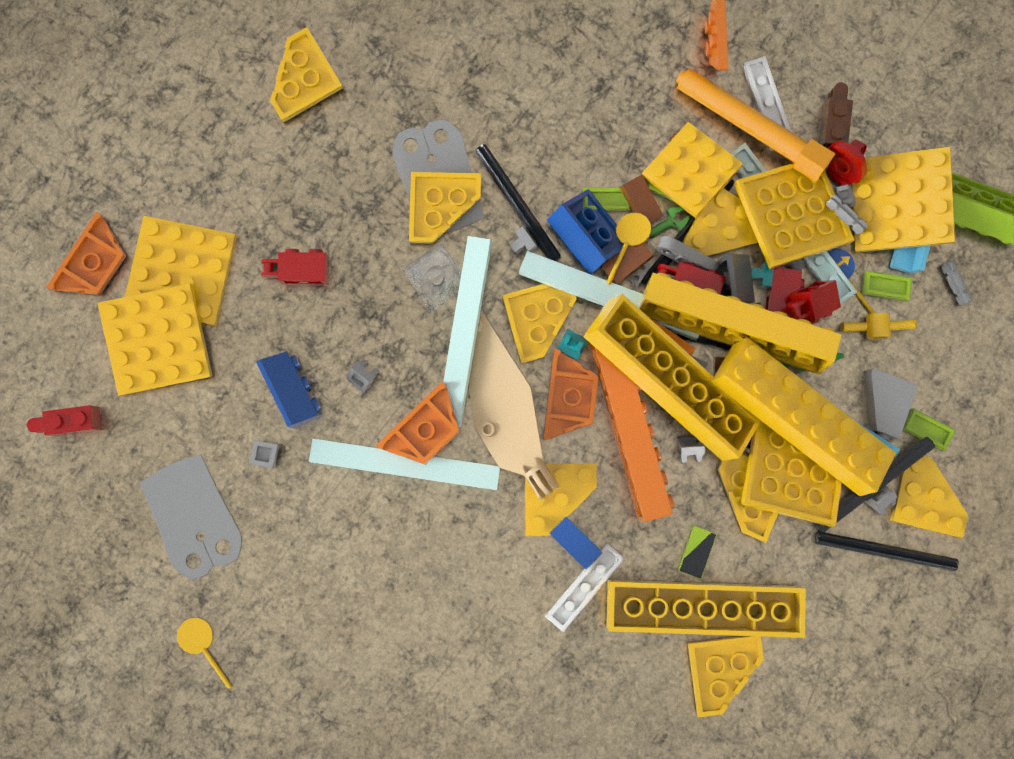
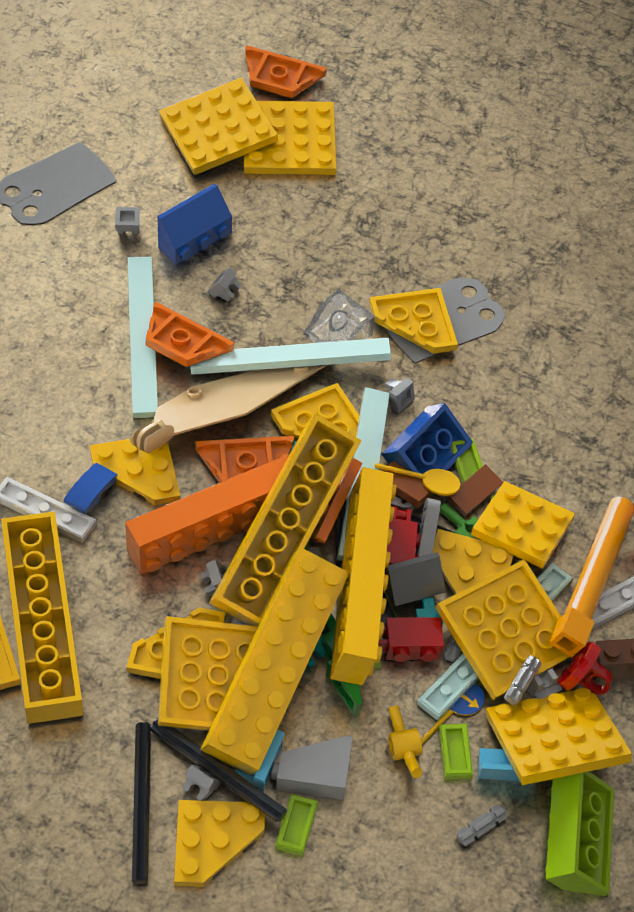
camera: 75 degrees right, 30 degrees down
(67, 421) = (126, 79): red brick -> none
(299, 267) = (318, 220): red brick -> none
(302, 77) = (505, 195): yellow plate -> none
(517, 203) = (437, 386): black axle -> none
(697, 552) = (102, 607): black tile -> none
(814, 301) = (411, 658): red brick -> none

